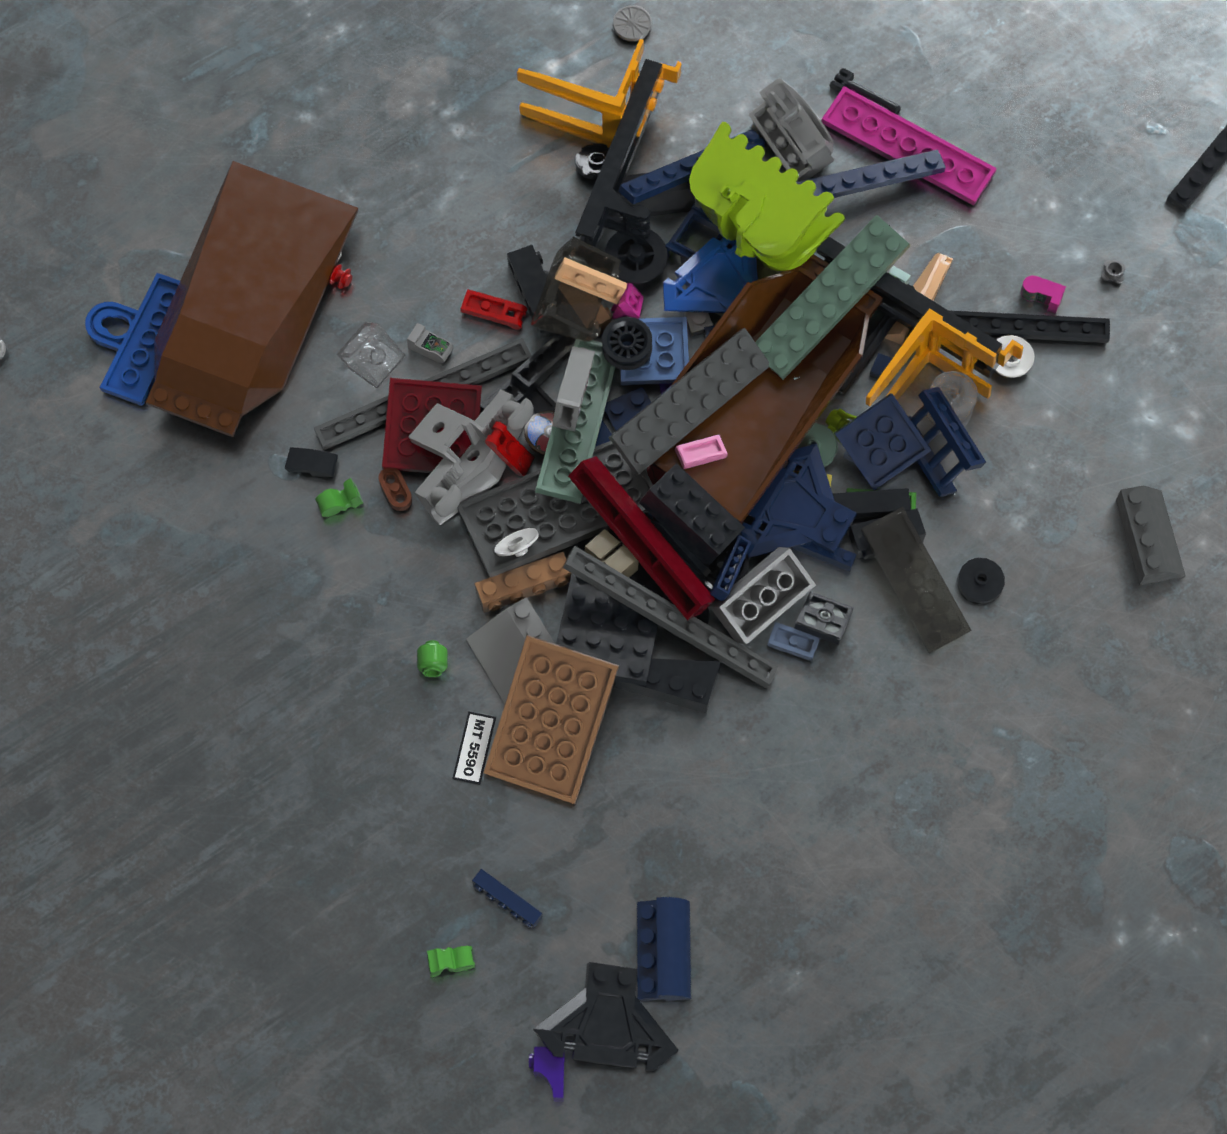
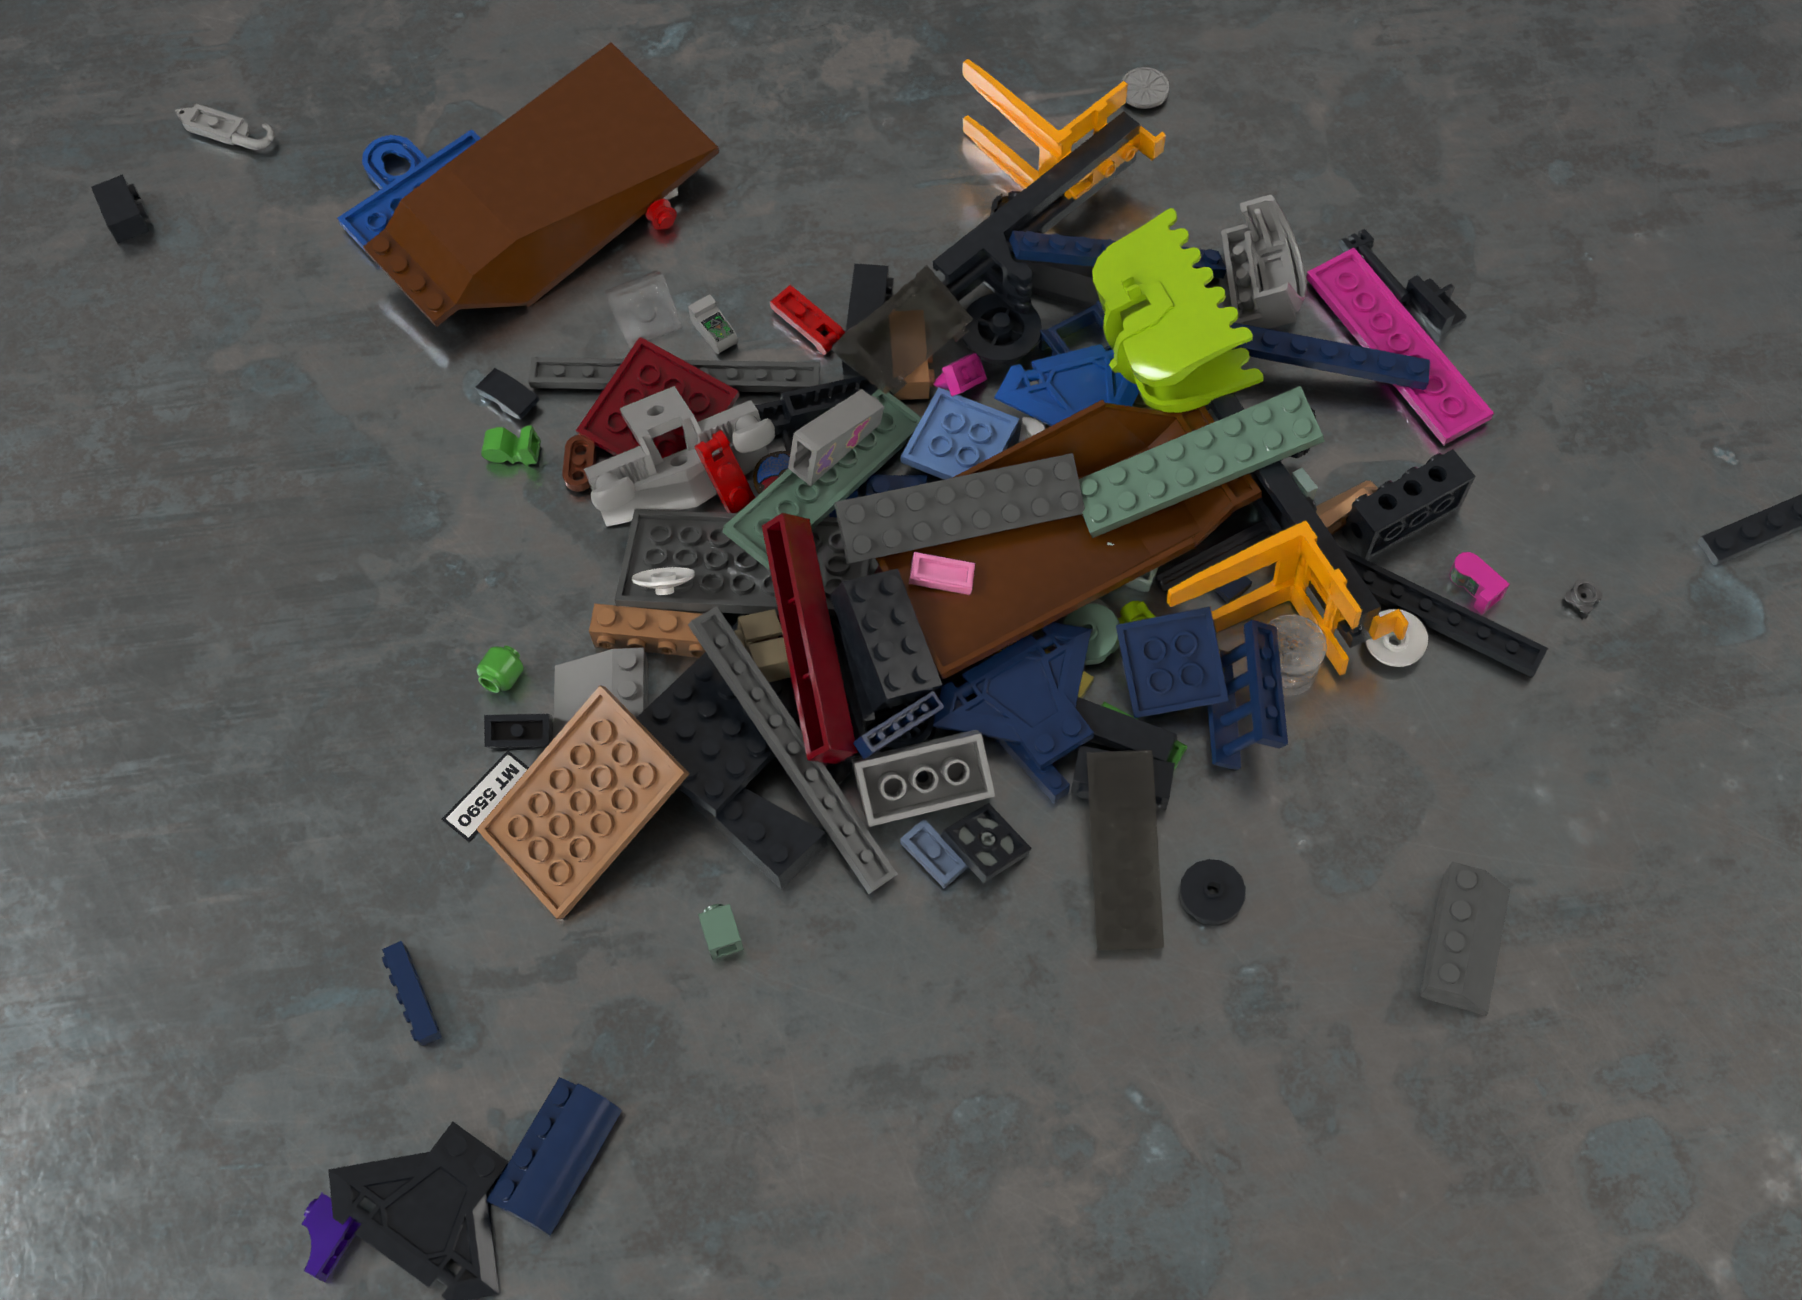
camera: 30 degrees right, 5 degrees down
(453, 959) = (299, 1032): bright green leg -> none
(474, 694) = (518, 731): none -> black brick
(590, 280) = (924, 326): light nougat plate -> none
(640, 342) = (933, 431): black wheel -> none
(686, 758) = (720, 931): none -> sand green brick
(918, 104) = (1435, 304): none -> black panel
(974, 260) = (1407, 504): none -> black brick

